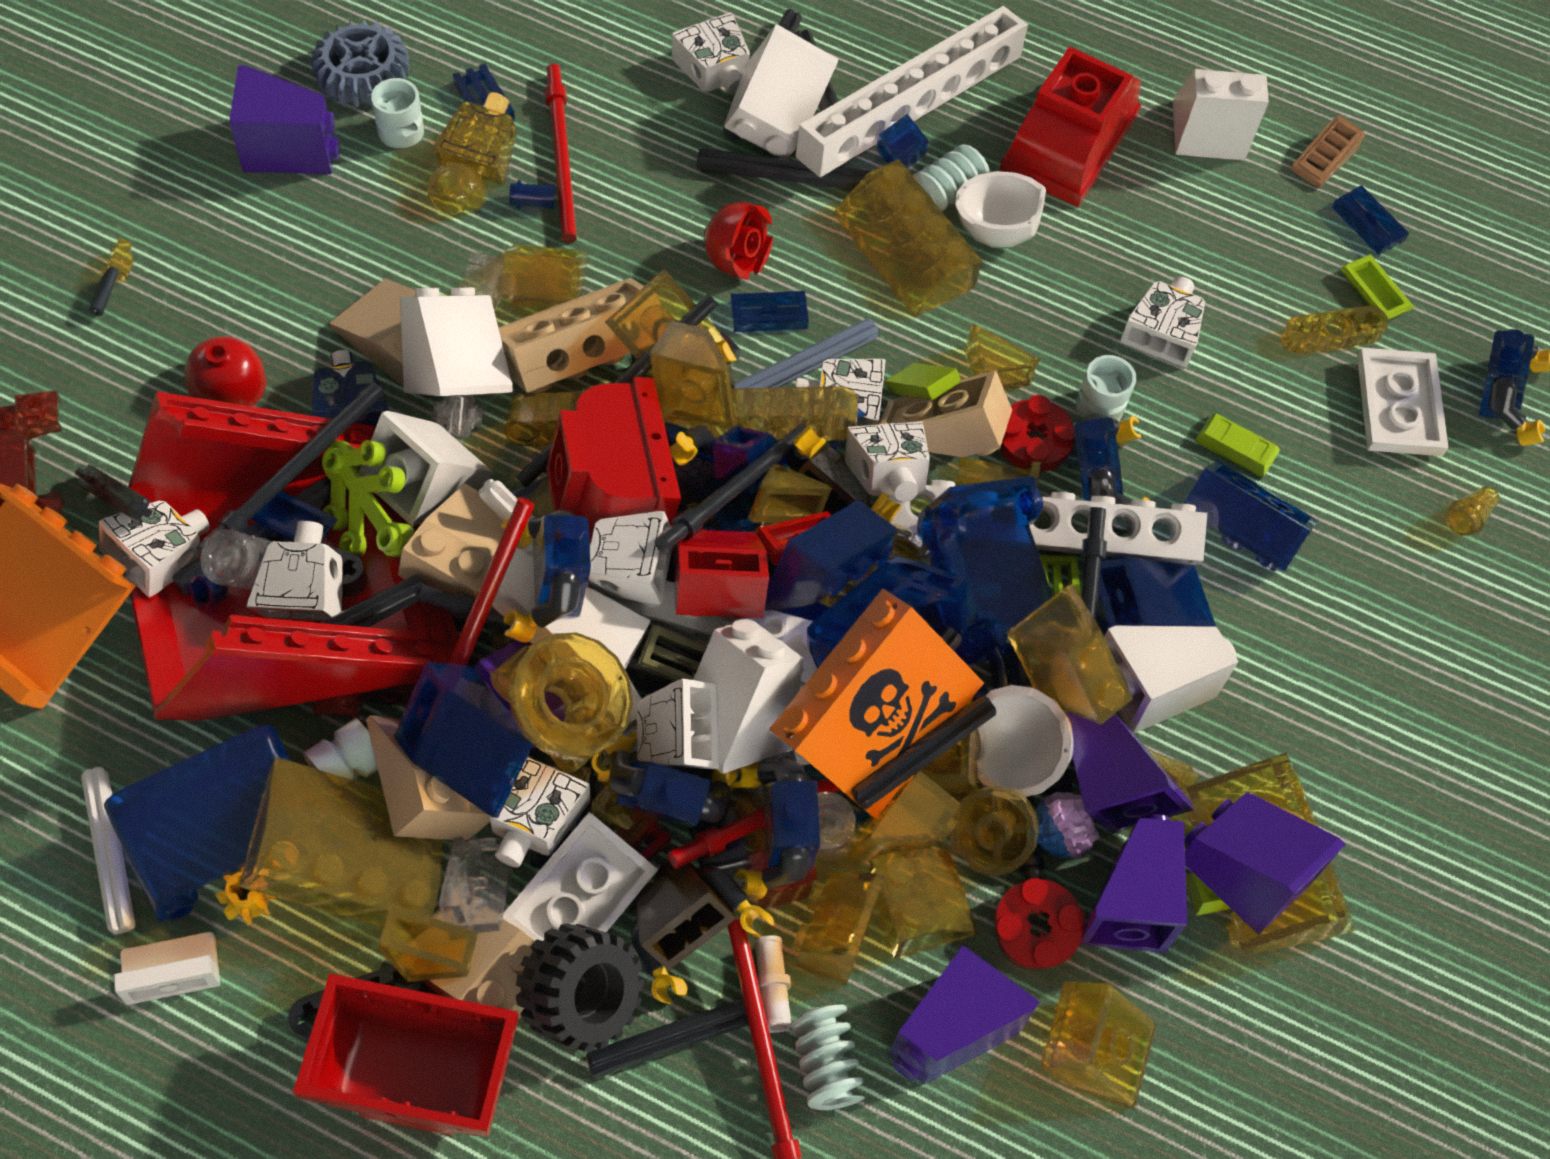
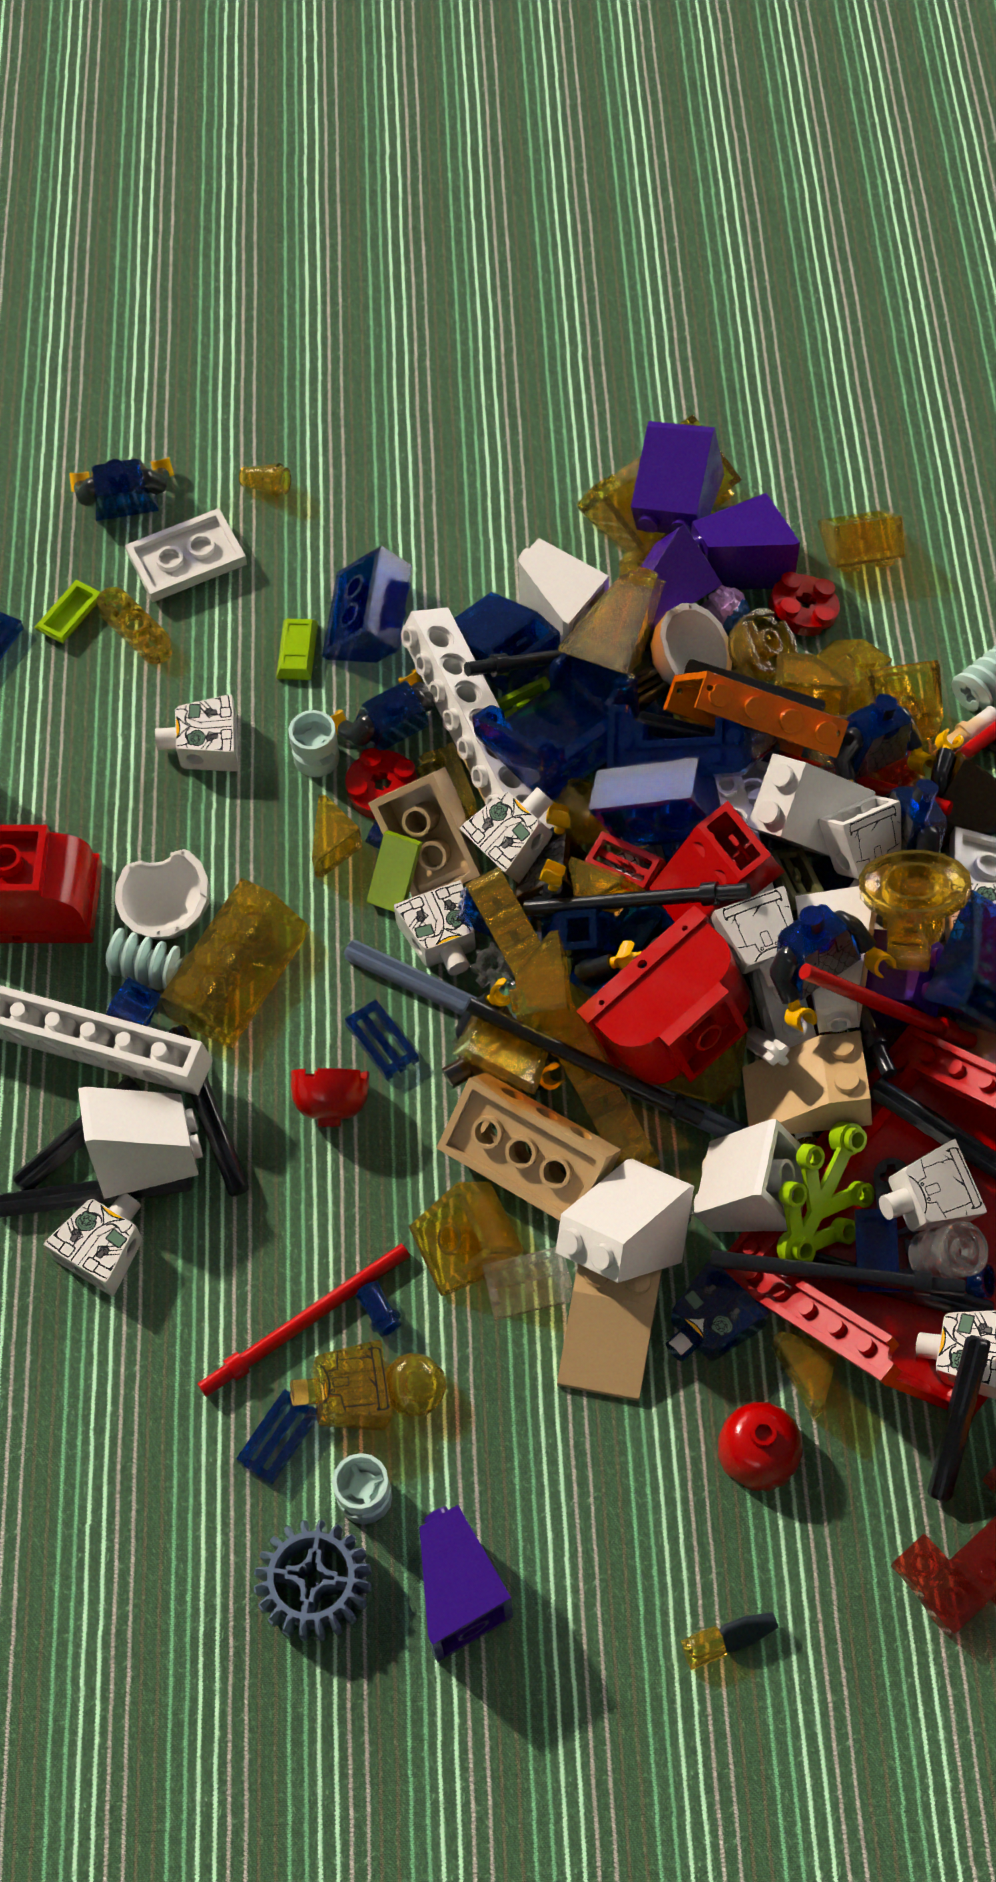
camera: 110 degrees left, 0 degrees up
(960, 1018) = (919, 607): dark purple slope -> none

